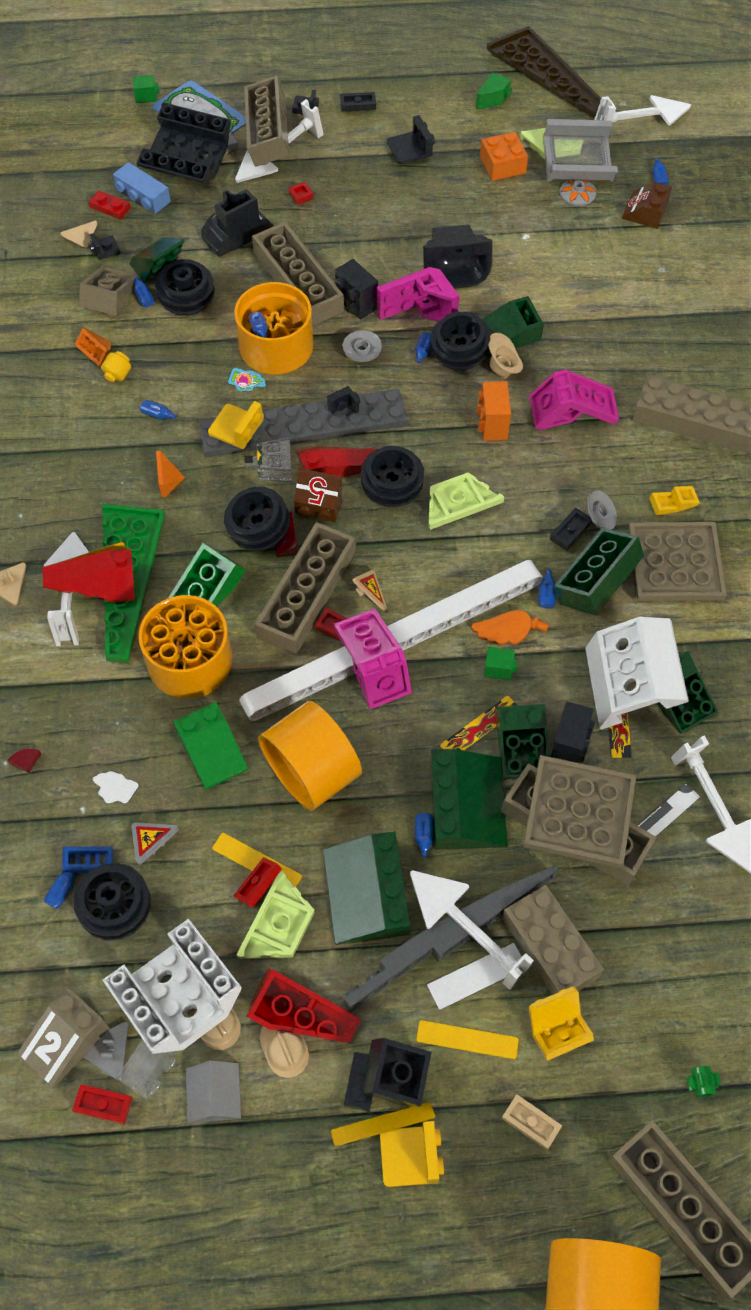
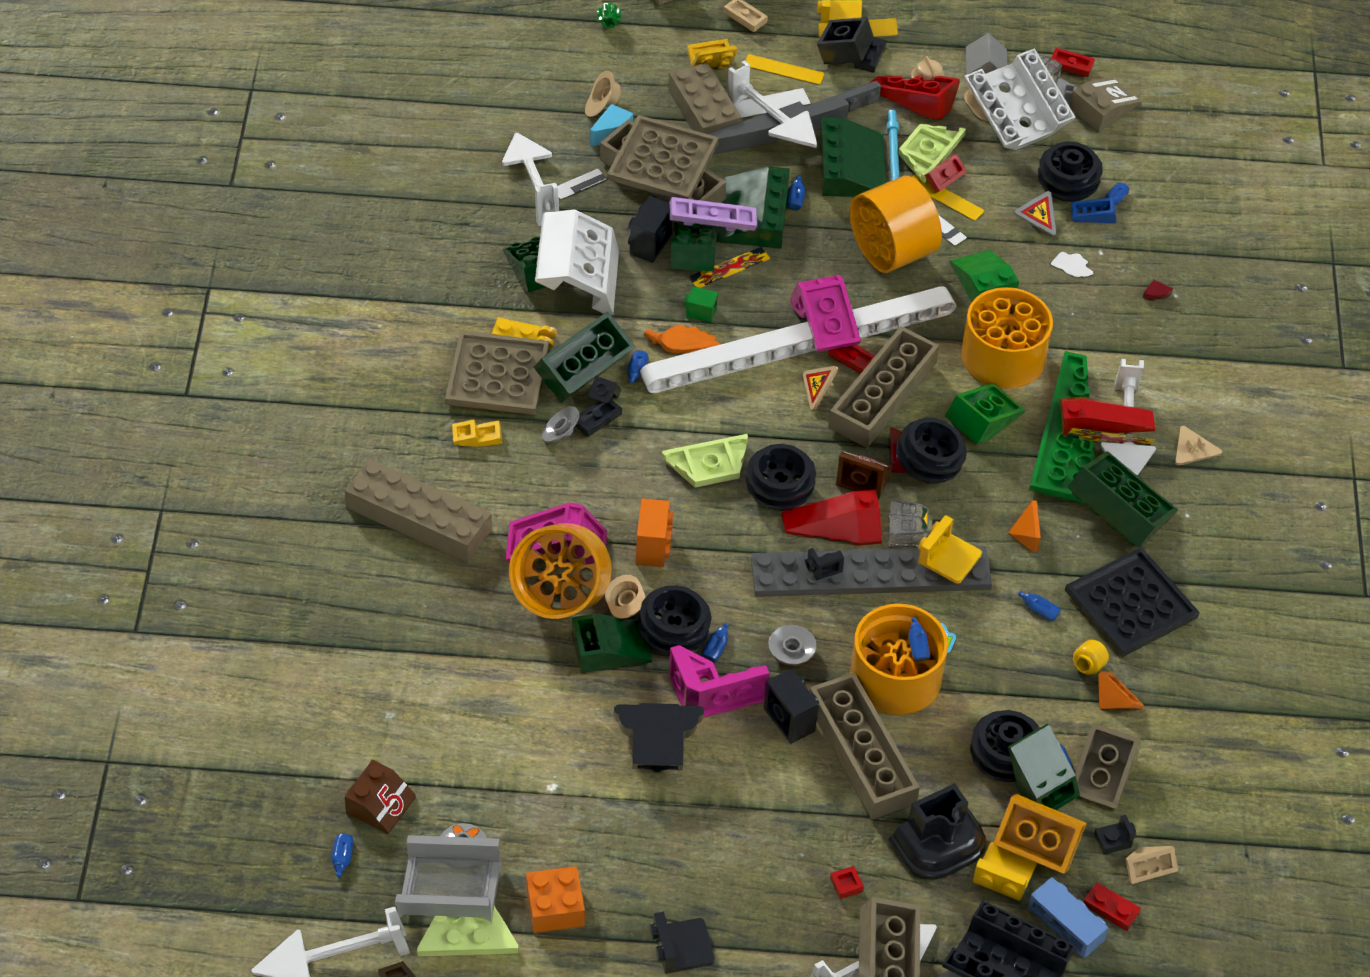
camera: 175 degrees left, 10 degrees down
(77, 501) = (1122, 498): none -> dark green slope
(78, 421) = (1131, 601): none -> black plate
(159, 223) = (1039, 833): none -> light orange brick
(188, 208) = (1004, 872): none -> yellow bracket
(253, 813) = (951, 233): none -> white sticker
(324, 951) = (893, 129): none -> medium azure bar
(509, 743) = (713, 214): none -> lavender hinge
(563, 340) = (524, 565): none -> light orange wheel
(570, 549) = (603, 390): none -> black bracket
(649, 893) = (607, 123): none -> medium azure slope
(673, 936) = (604, 93): none -> tan piece
(678, 611) = (524, 330): none -> yellow hinge

